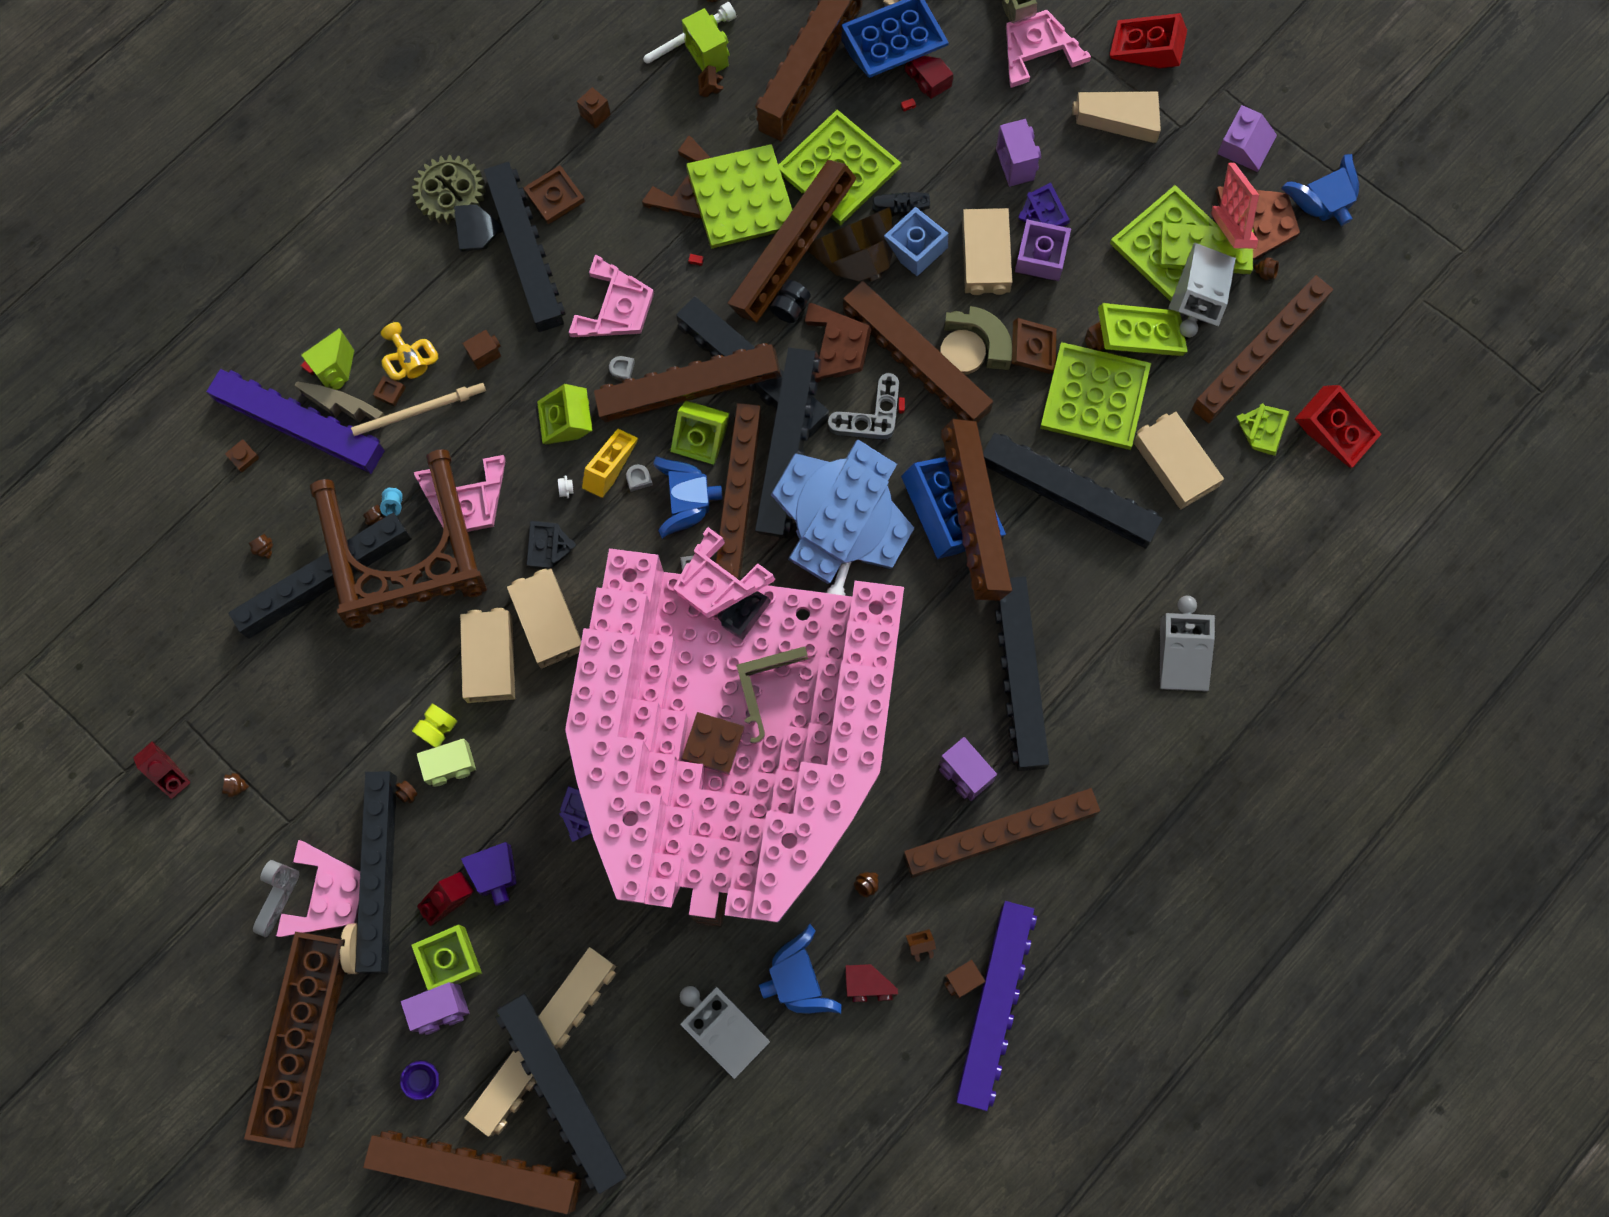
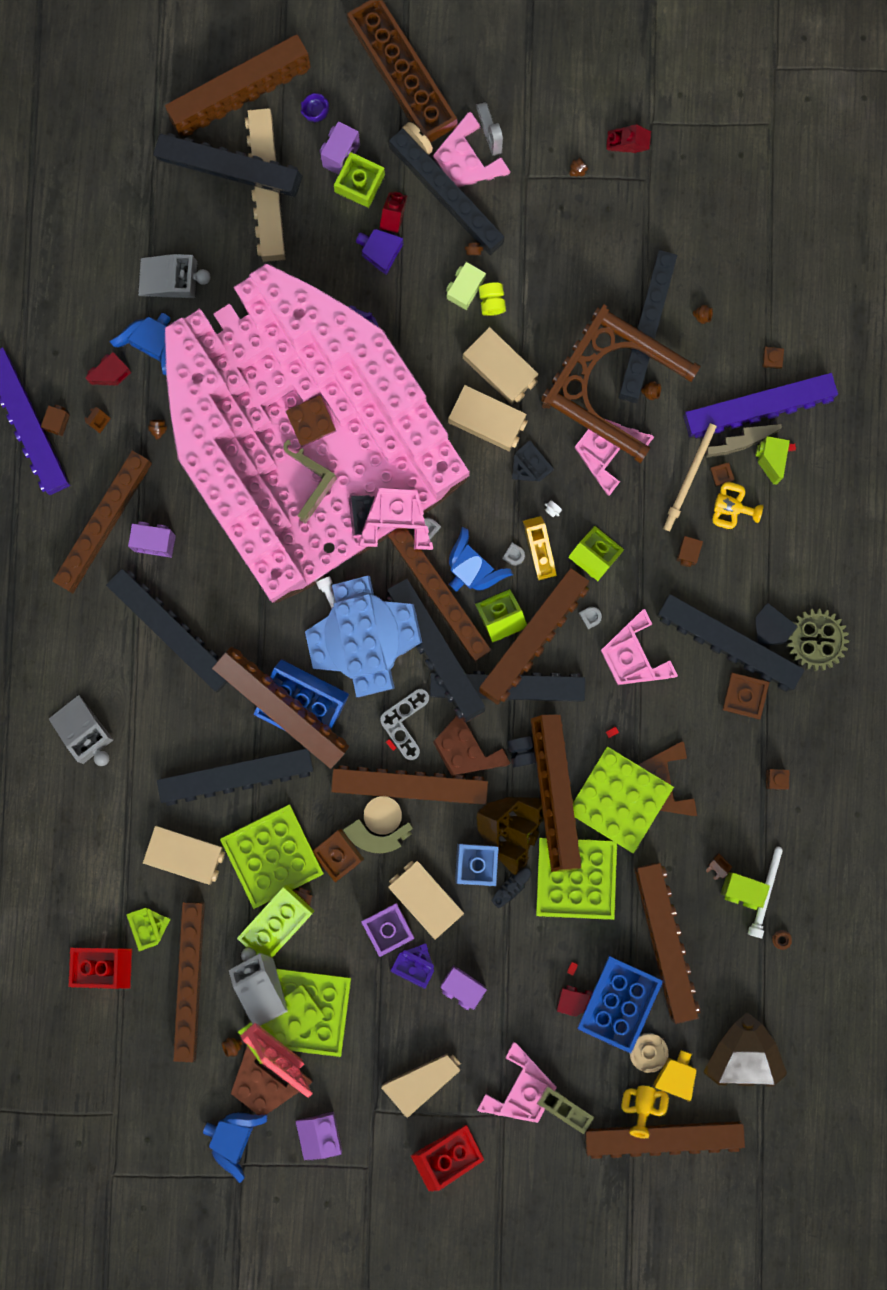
camera: 135 degrees right, 10 degrees up
(391, 501) = (649, 406): medium azure bush -> none

